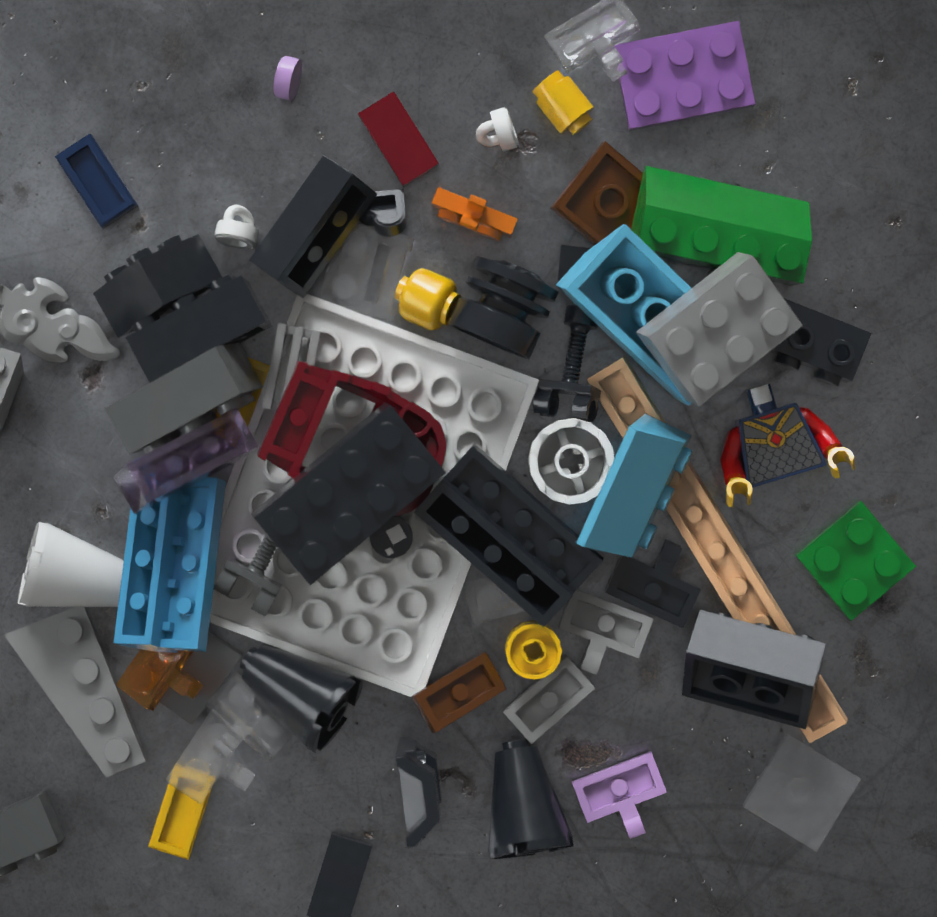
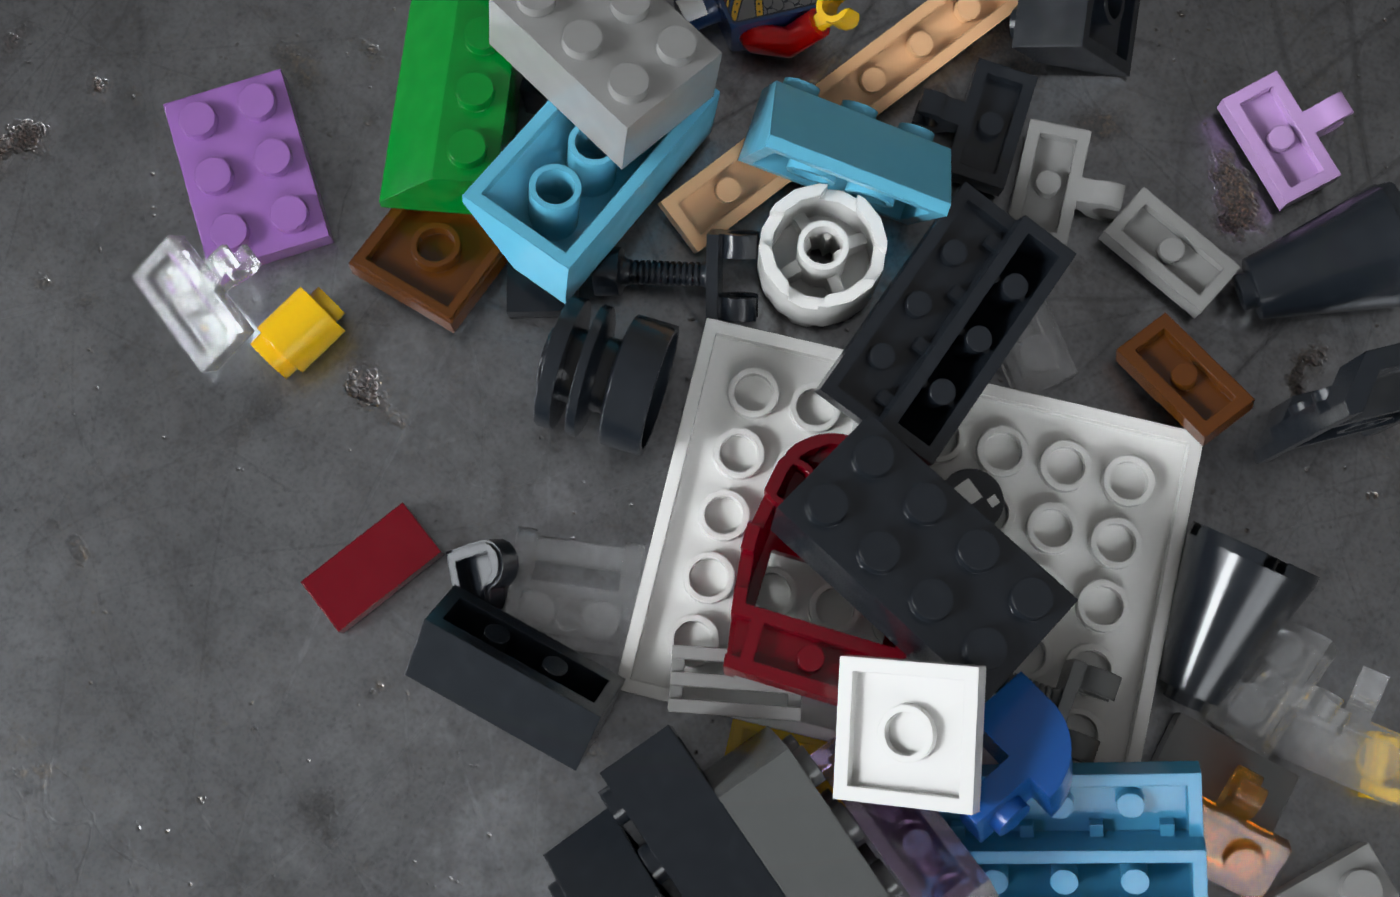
camera: 100 degrees left, 10 degrees down
(215, 547) = (1034, 756): none -> blue brick
(237, 233) = (535, 798): white tile -> none
(240, 468) = (910, 733): none -> white tile
(287, 78) = (292, 745): lavender tile -> none
(427, 298) = (606, 493): yellow head -> none
(473, 213) = (470, 436): orange plate -> none
(504, 129) = (345, 411): white tile -> none
(533, 650) = (1105, 278): yellow wheel -> none

